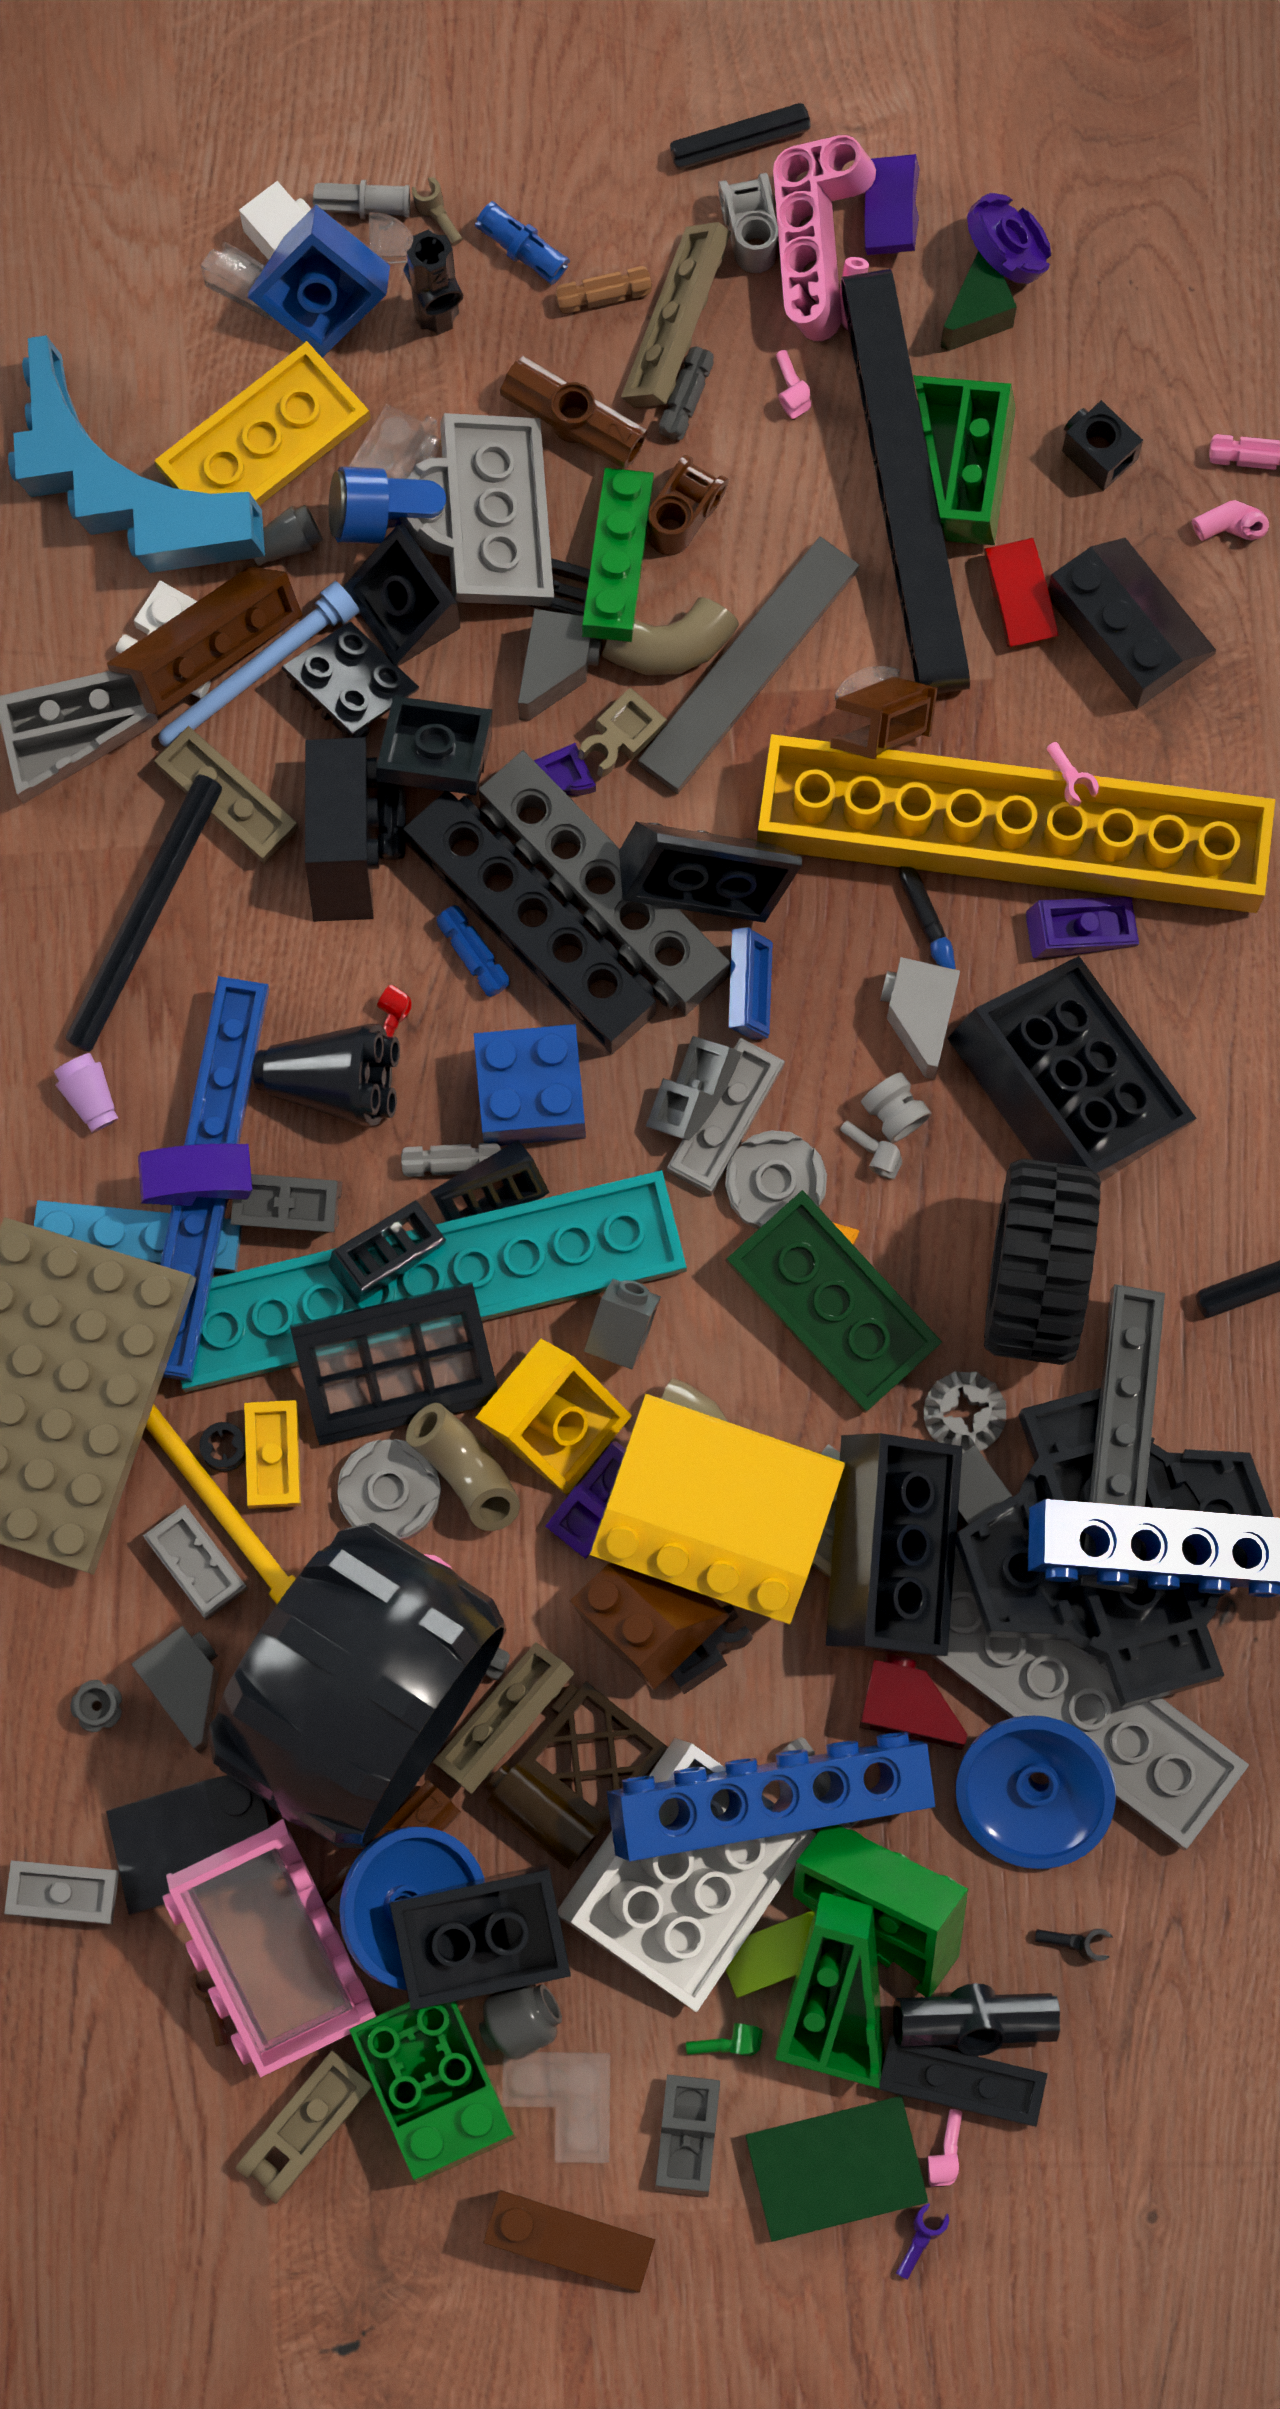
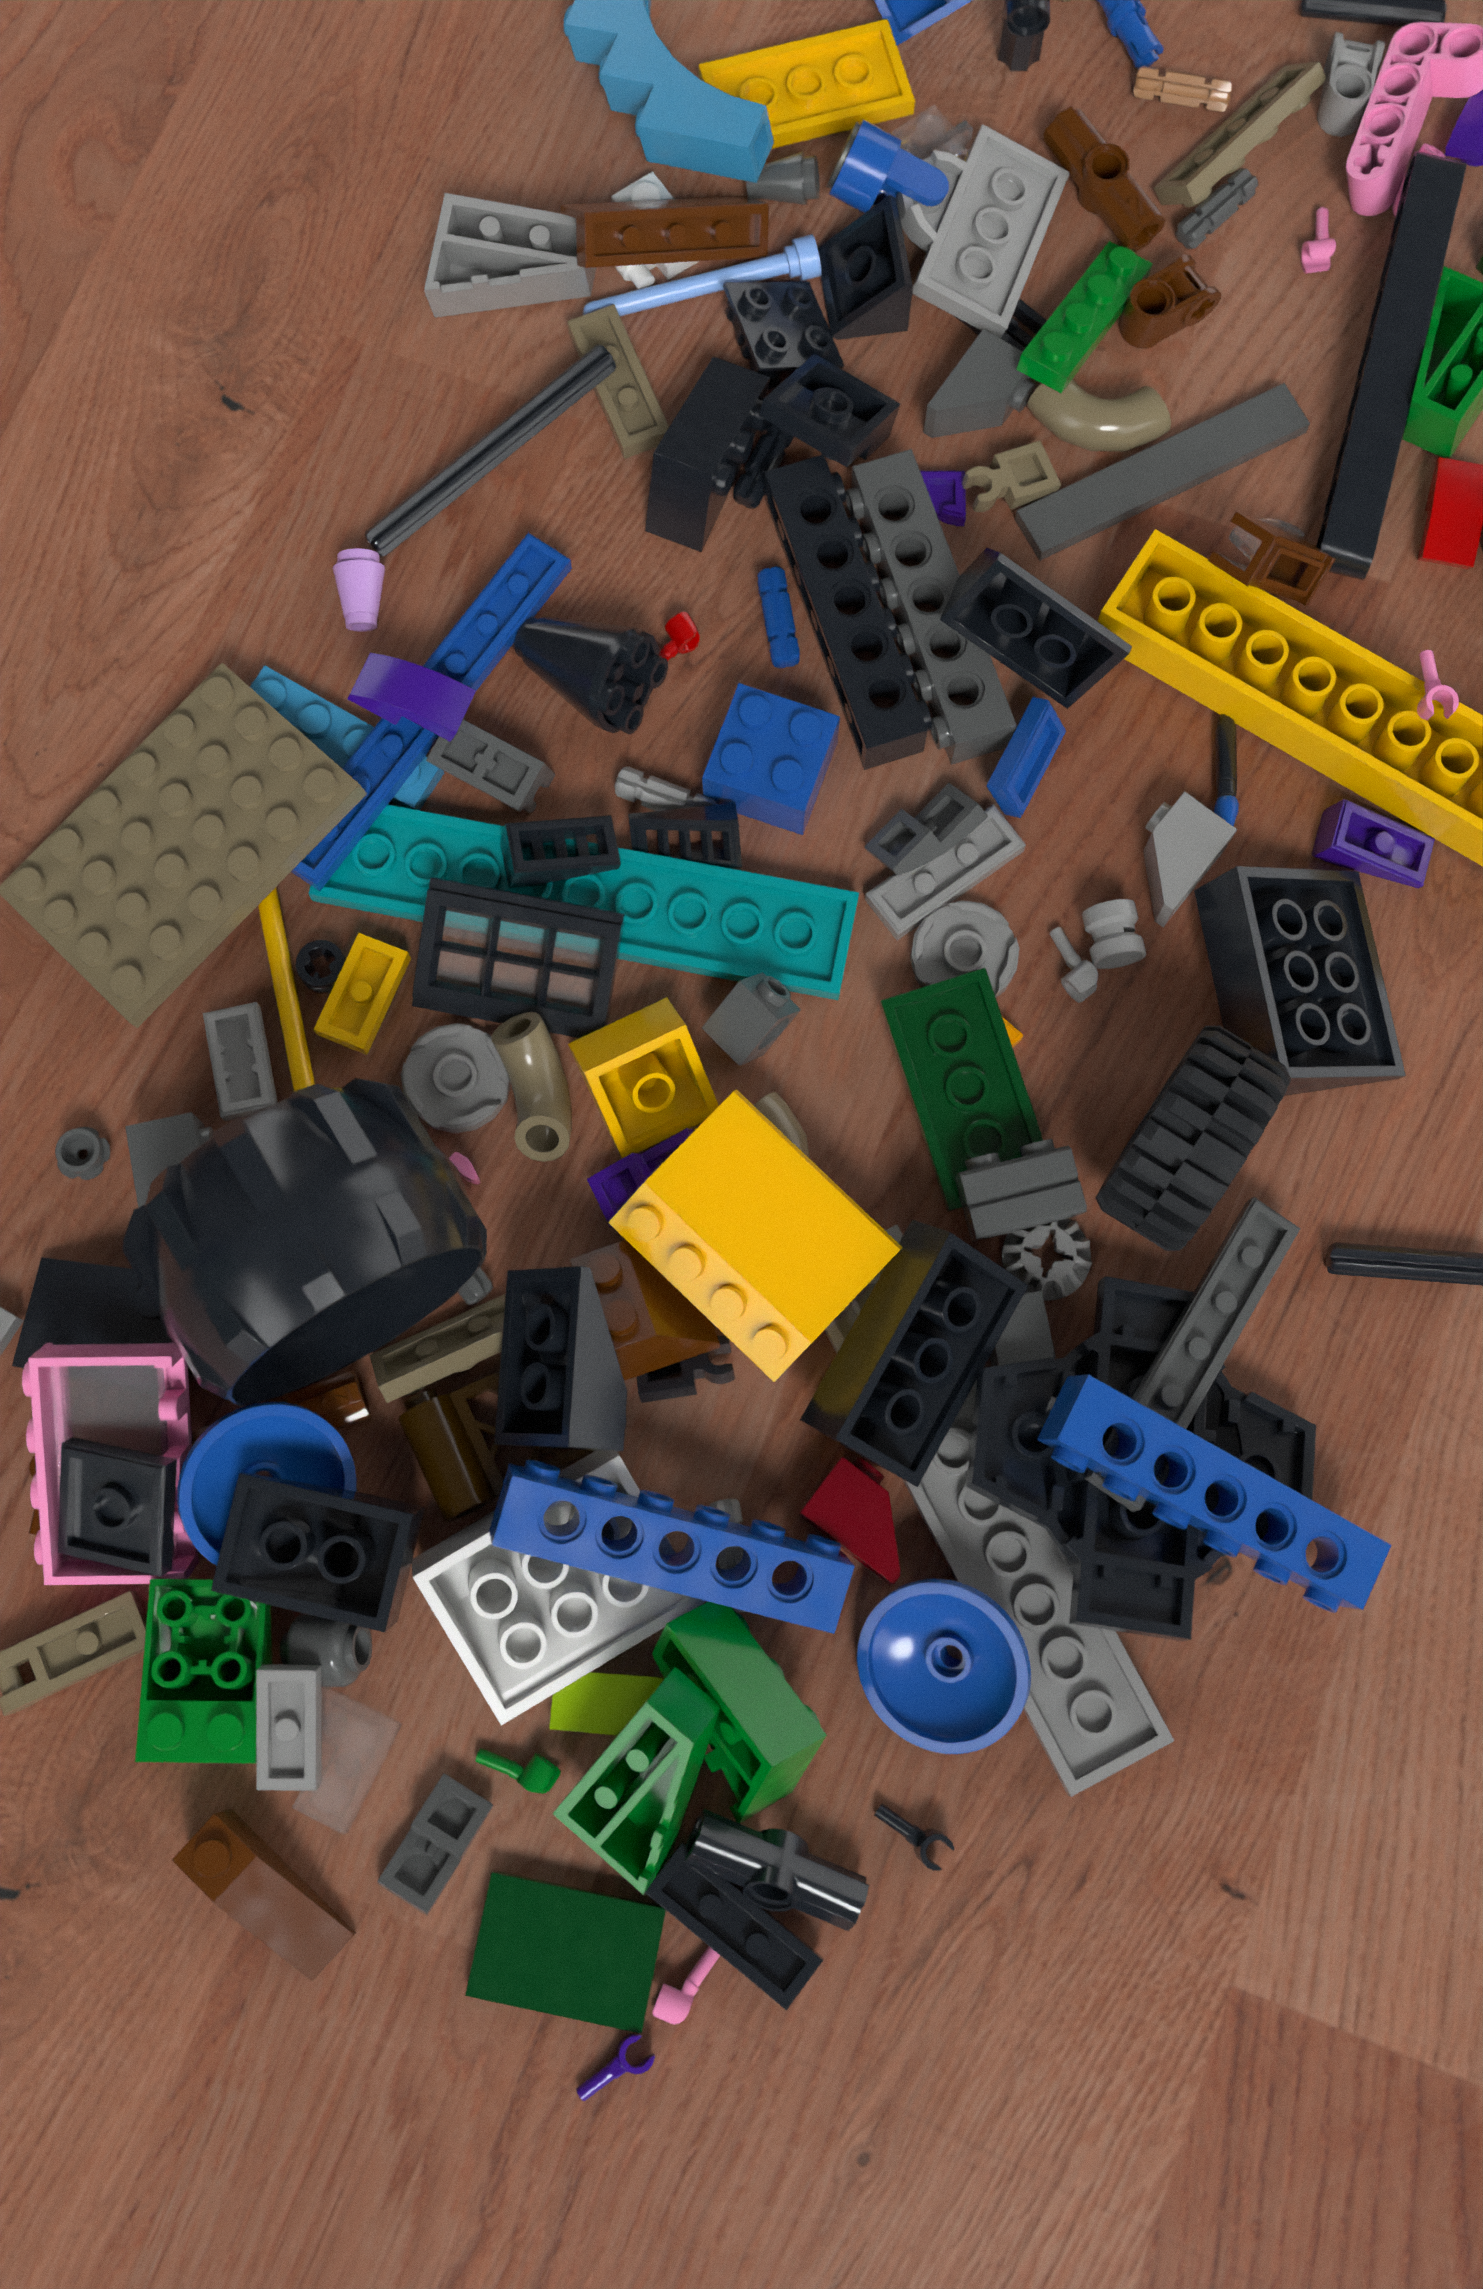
camera: 25 degrees right, 0 degrees up
(292, 1982) = (117, 1506): none -> black plate
(525, 2093) = (289, 1727): none -> light grey plate
(606, 1692) = (558, 1365): none -> black slope
(919, 1370) = (1020, 1191): none -> dark grey brick

